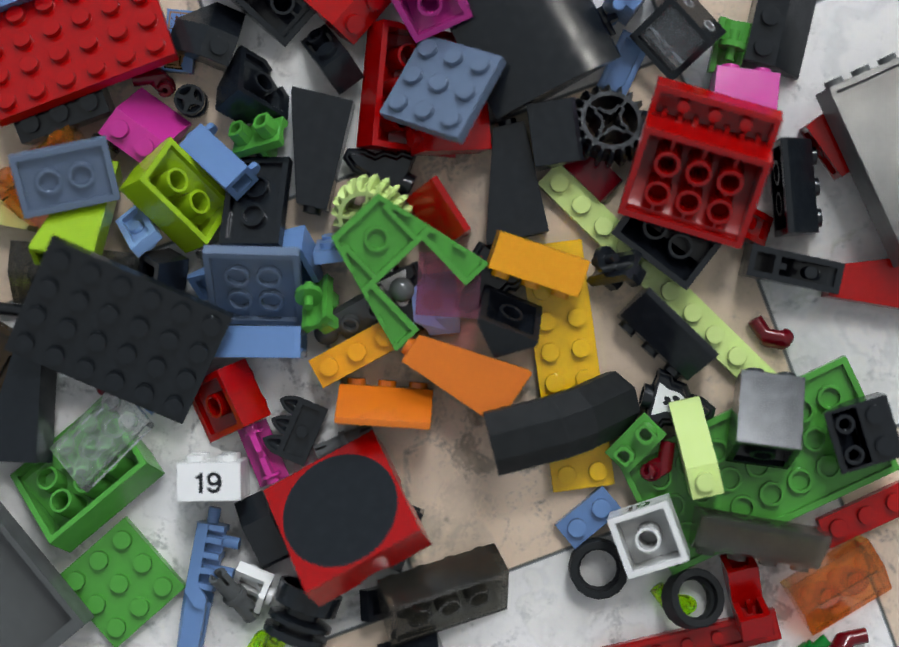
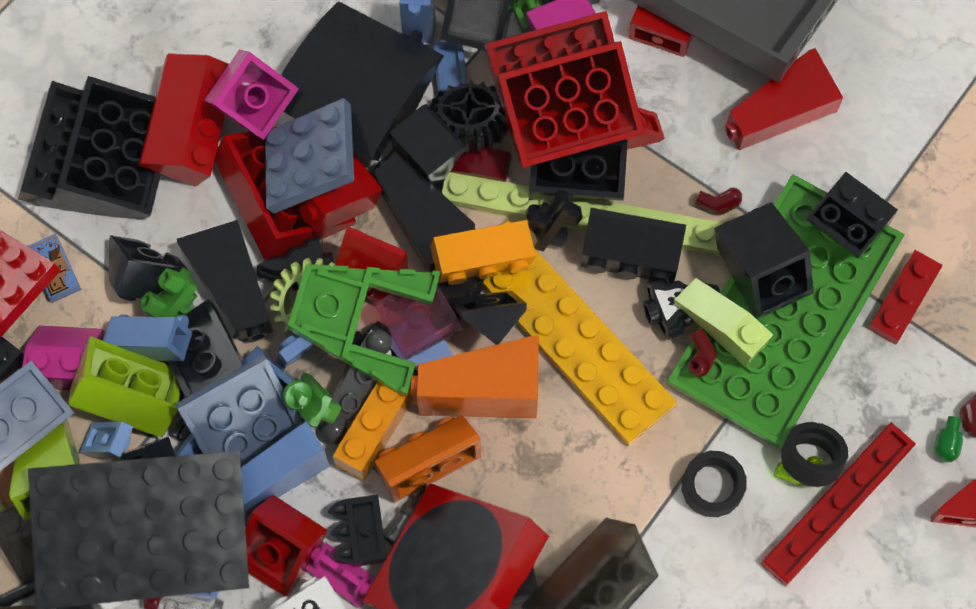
camera: 30 degrees left, 20 degrees down
(158, 80) = (49, 309): dark red arm -> none
(185, 98) = (85, 305): black wheel -> none
(209, 34) = (78, 245): black slope -> none
(332, 58) = (199, 201): black slope -> none
(561, 423) = (591, 368): black piece -> none
(587, 517) = (674, 447): medium blue plate -> none
(635, 443) = (670, 351): bright green hips -> none
(648, 536) = (736, 416): white brick -> none
(746, 598) = (852, 420): red brick -> none
(758, 538) = (830, 358): clear smoke slope -> none
(791, 268) = (696, 135): black slope -> none
(794, 188) = (657, 77): black slope -> none
(844, 583) = (928, 366): clear orange slope -> none

